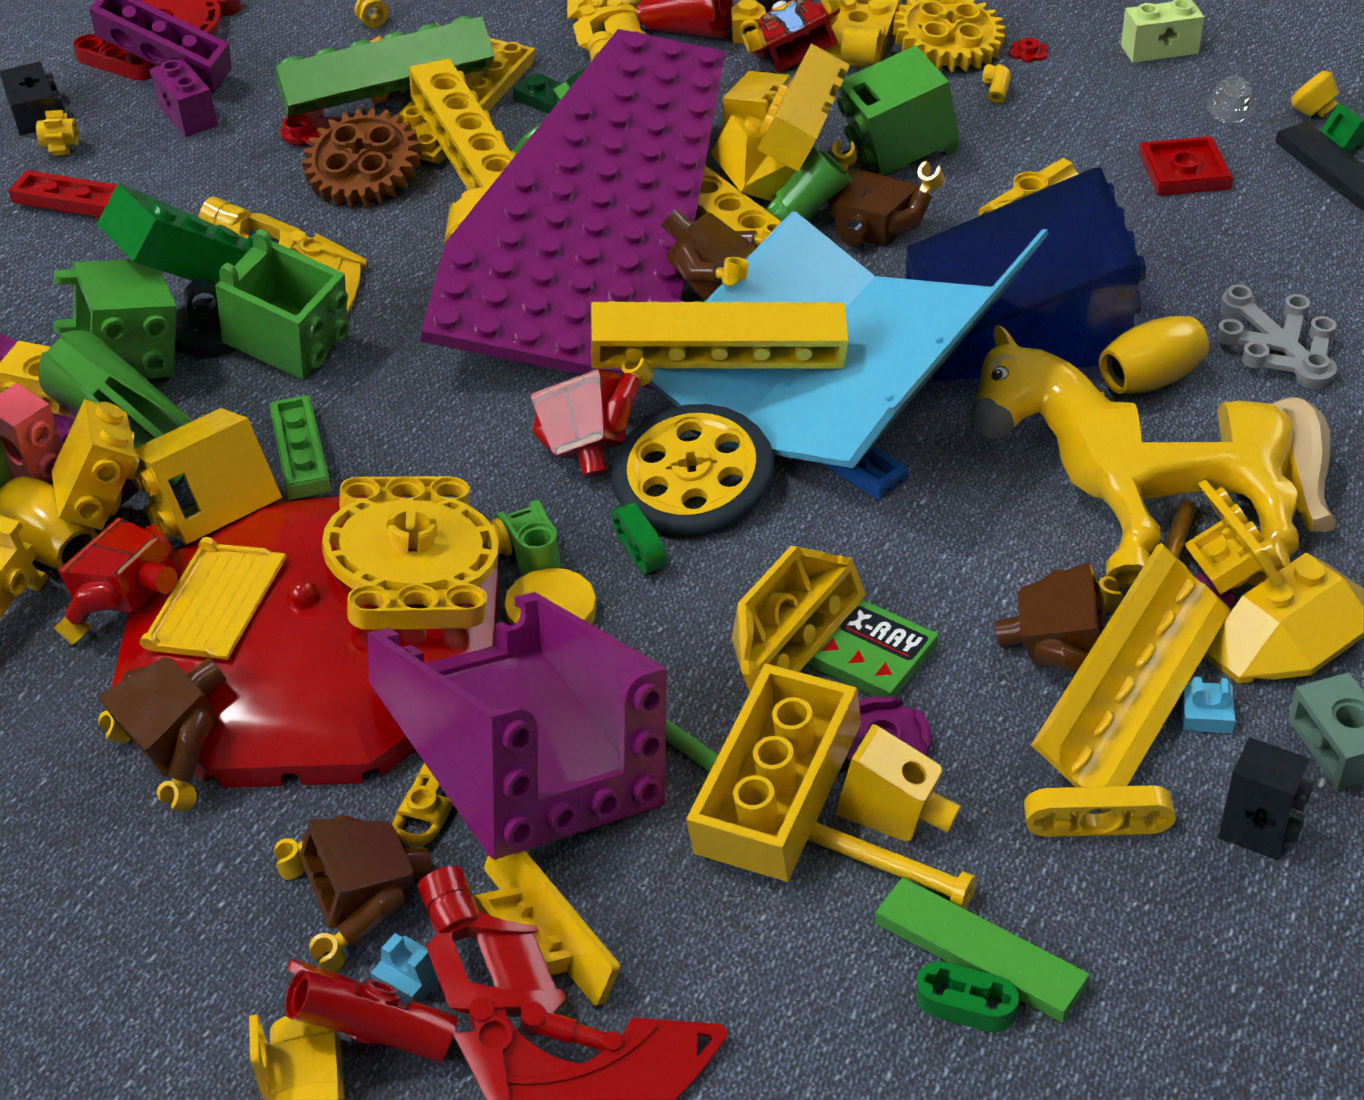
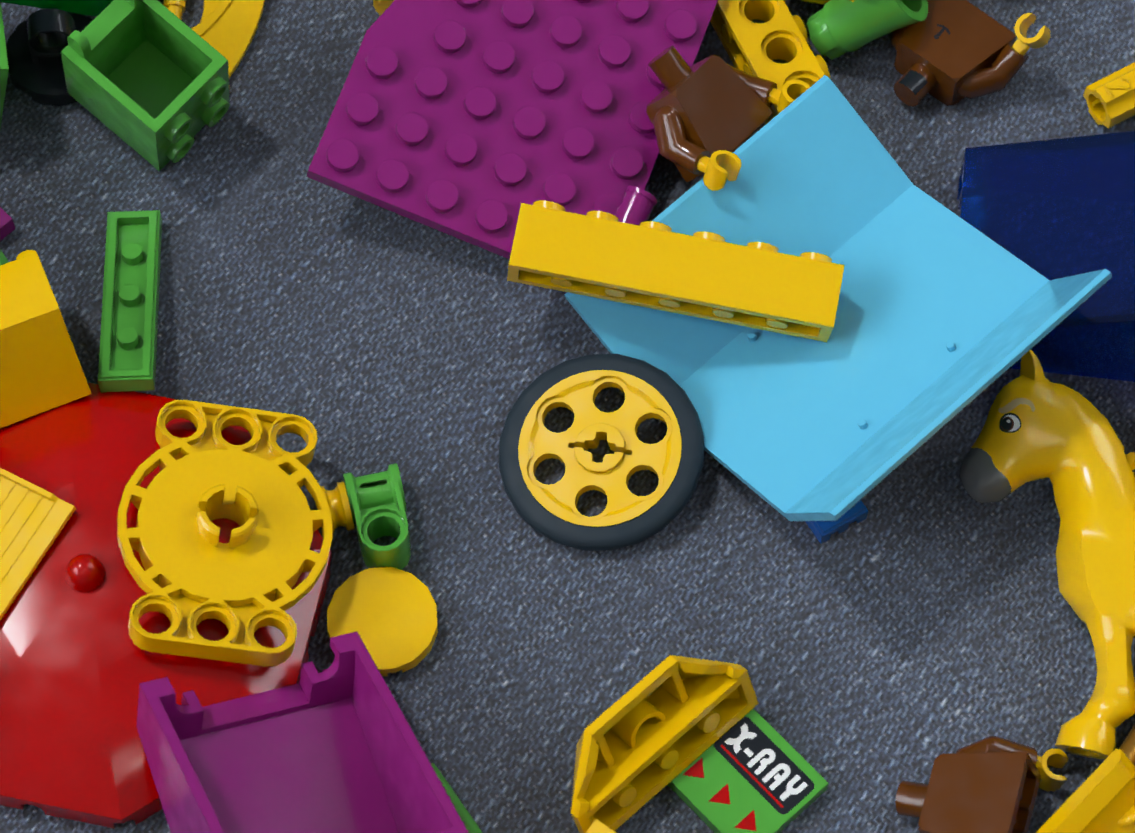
camera: 10 degrees right, 20 degrees up
(588, 414) = (488, 346): torso -> none
(638, 538) = (509, 547): green beam -> none

